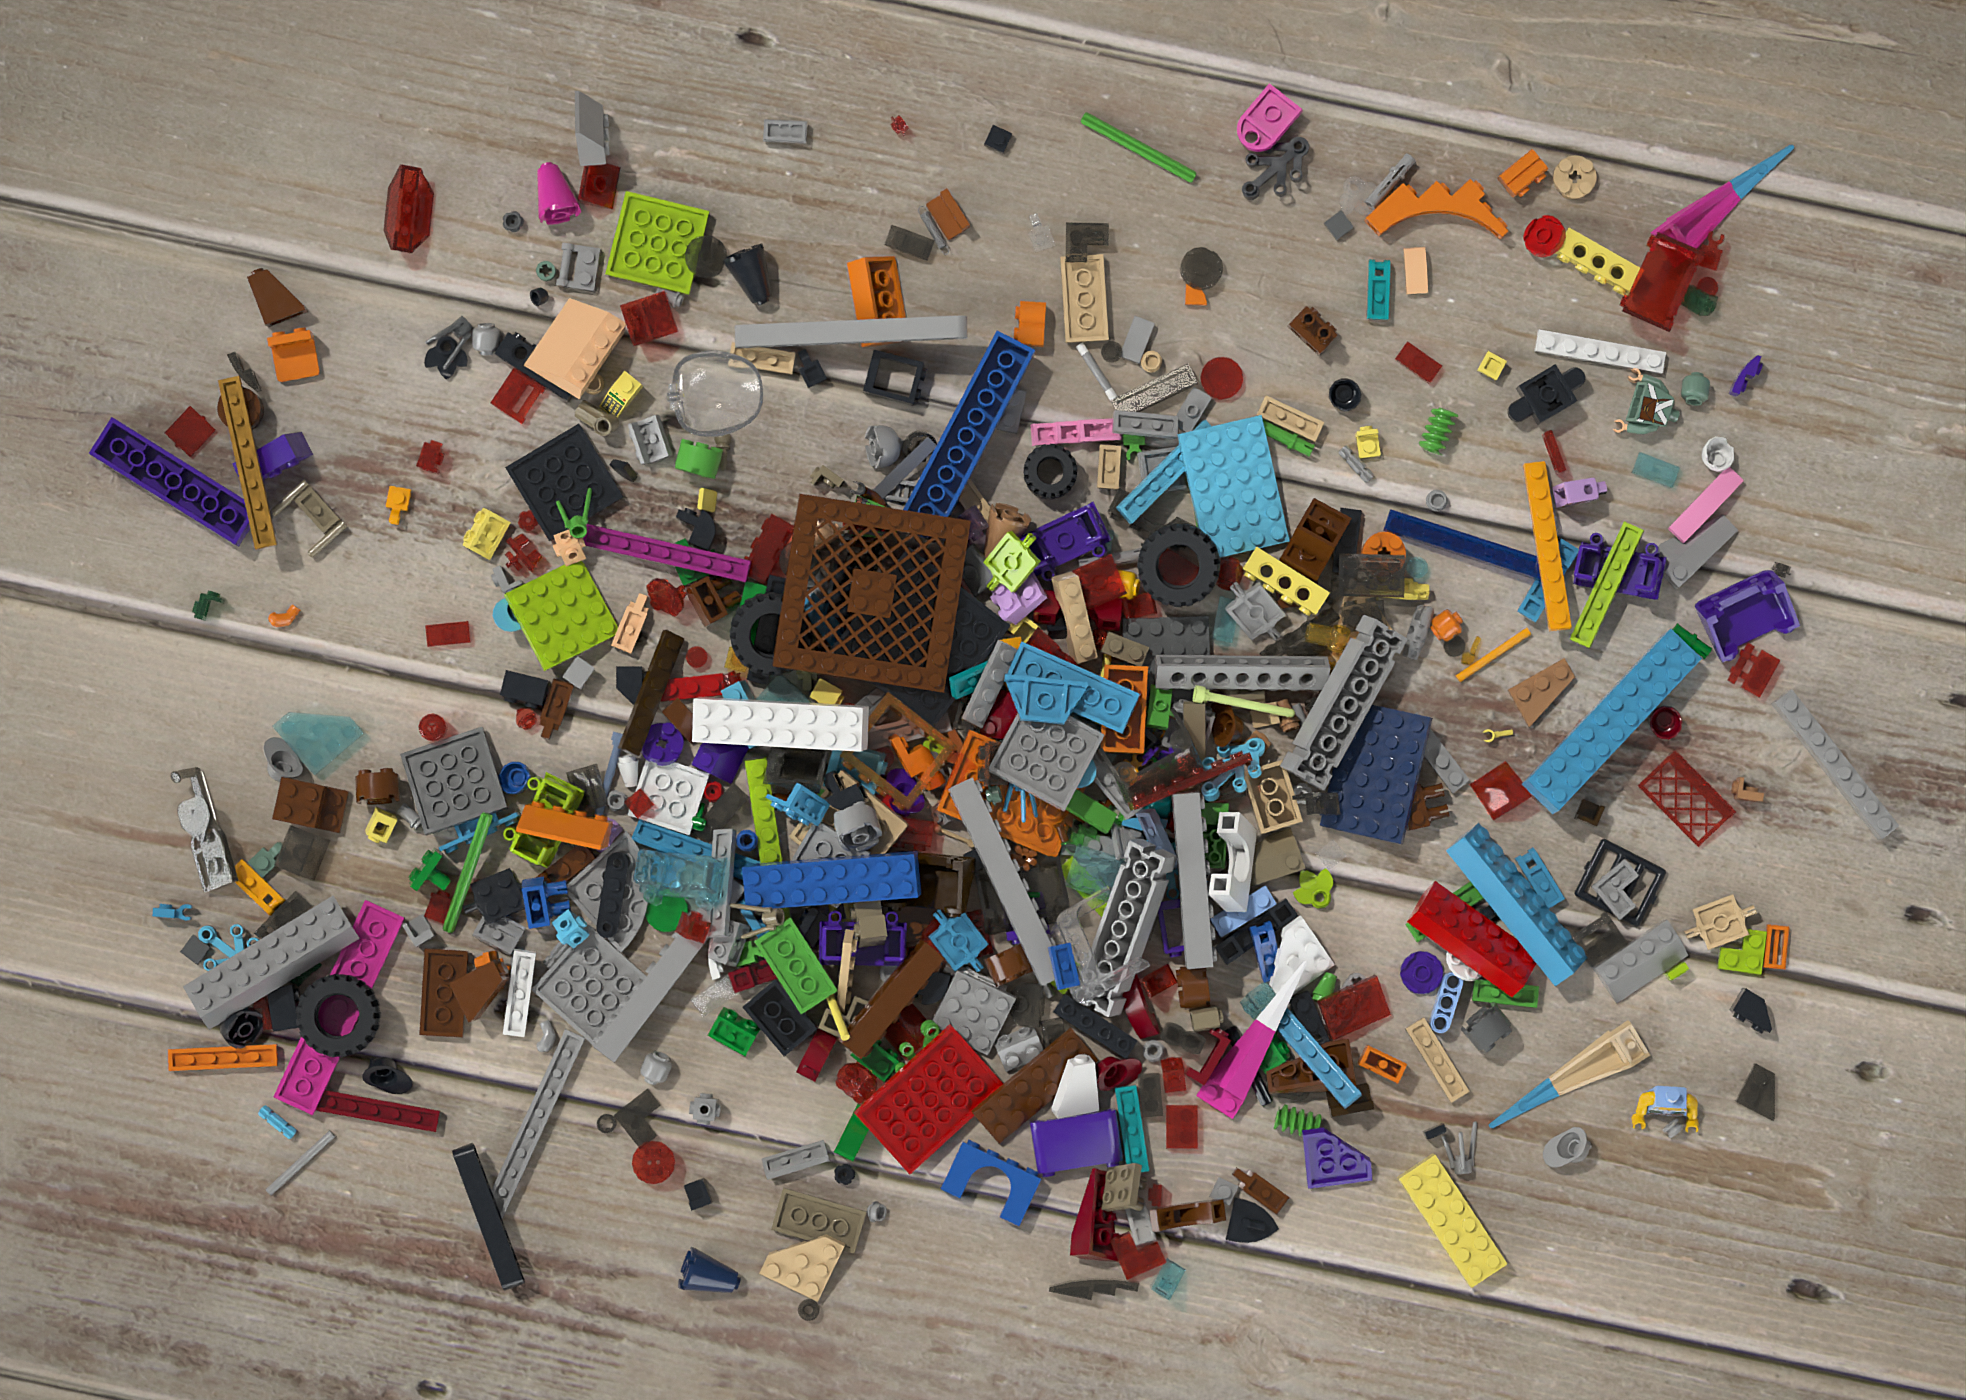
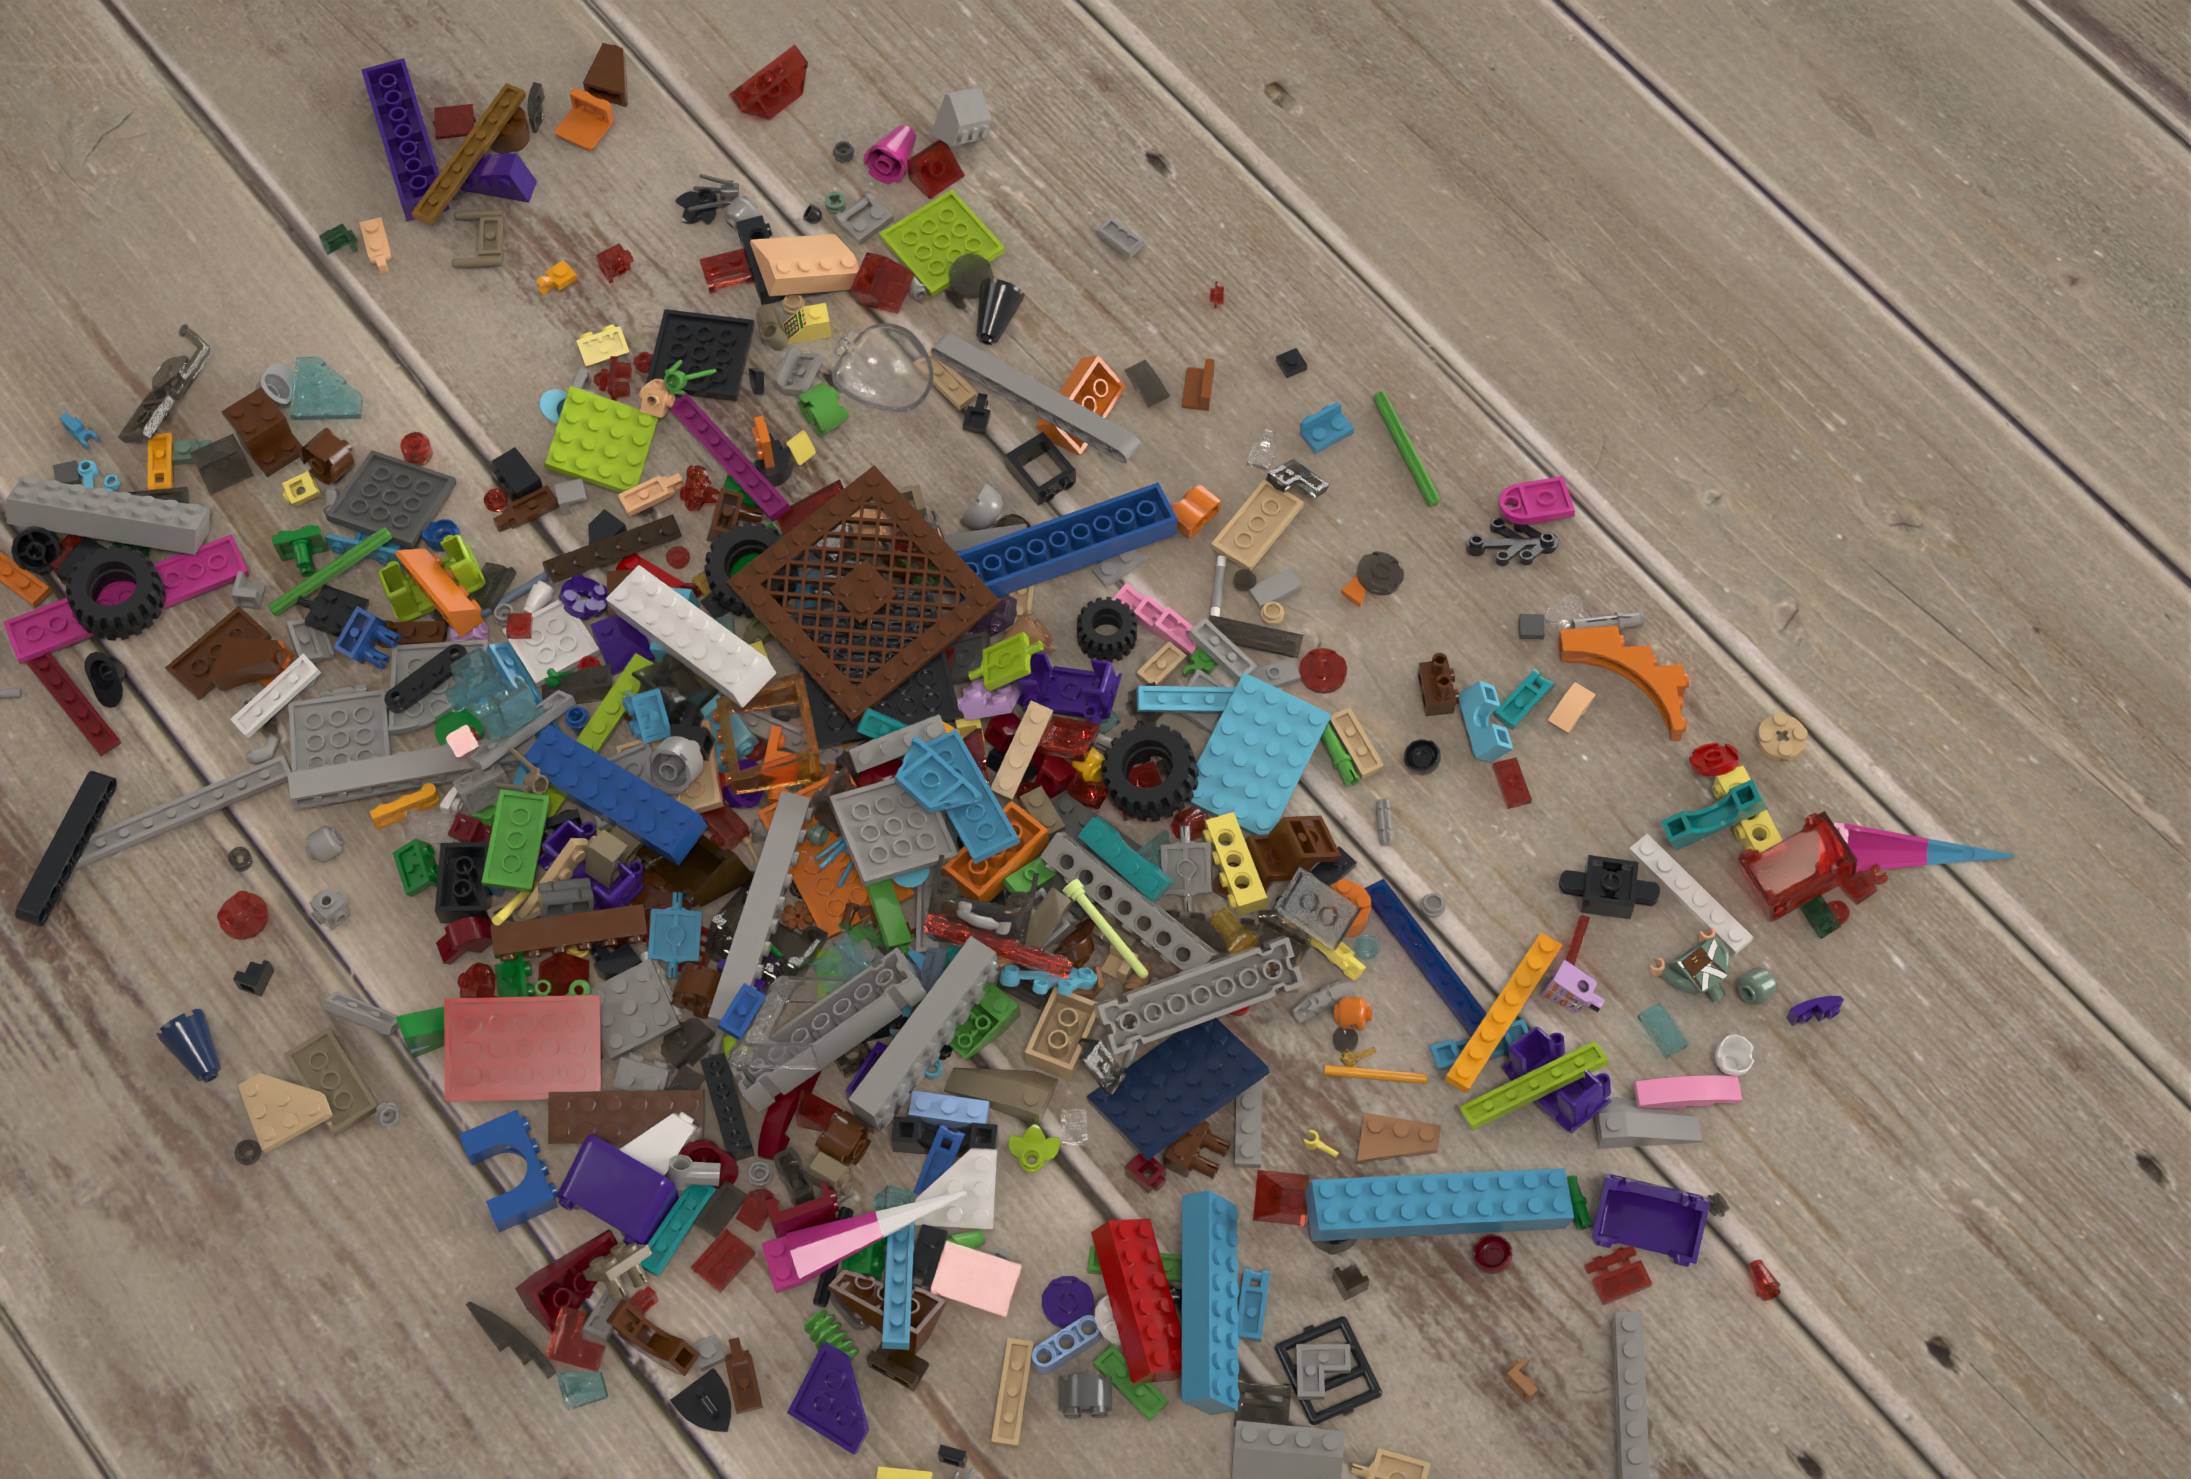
camera: 45 degrees right, 25 degrees down
(234, 583) = (376, 243): none -> light nougat hinge
(284, 619) = (386, 294): orange arm -> none
(438, 906) = (283, 583): clear red bracket -> none
(448, 634) = (499, 396): clear red plate -> none
(570, 929) = (365, 675): medium azure brick -> none
(633, 1114) = (269, 870): clear smoke plate -> none
(684, 995) = (396, 811): none -> light orange plate
(691, 529) = (763, 442): none -> orange plate
(723, 443) = (856, 417): dark tan bar -> none
(844, 1179) = (387, 1056): black plate -> none
(869, 980) = (565, 897): none -> dark grey brick
(935, 233) = (1176, 389): light grey piece -> none
(1069, 177) = (1325, 428): none -> dark azure bracket
(1118, 1087) = (685, 1172): none -> light grey piece
(1166, 778) = (964, 913): none -> light grey arm
(1232, 889) = (1002, 1047): white arch -> none
(1235, 642) = (1113, 849): none -> teal arch
(1367, 442) = (1410, 812): light yellow bracket -> none
(1377, 345) = (1477, 705): none -> medium azure arch
(1382, 1064) = (956, 1349): orange brick -> none
(1412, 848) = (1139, 1166): none -> dark red brick
(1437, 430) = (1482, 843): bright green piece -> none
(1492, 365) = (1577, 831): light yellow plate -> none
(1523, 173) = (1735, 699): orange brick -> none
(1579, 286) = (1735, 807): none -> teal arch
(1696, 781) = (1478, 1330): clear red fence -> none
(1847, 599) = (1764, 1282): none -> clear red cone

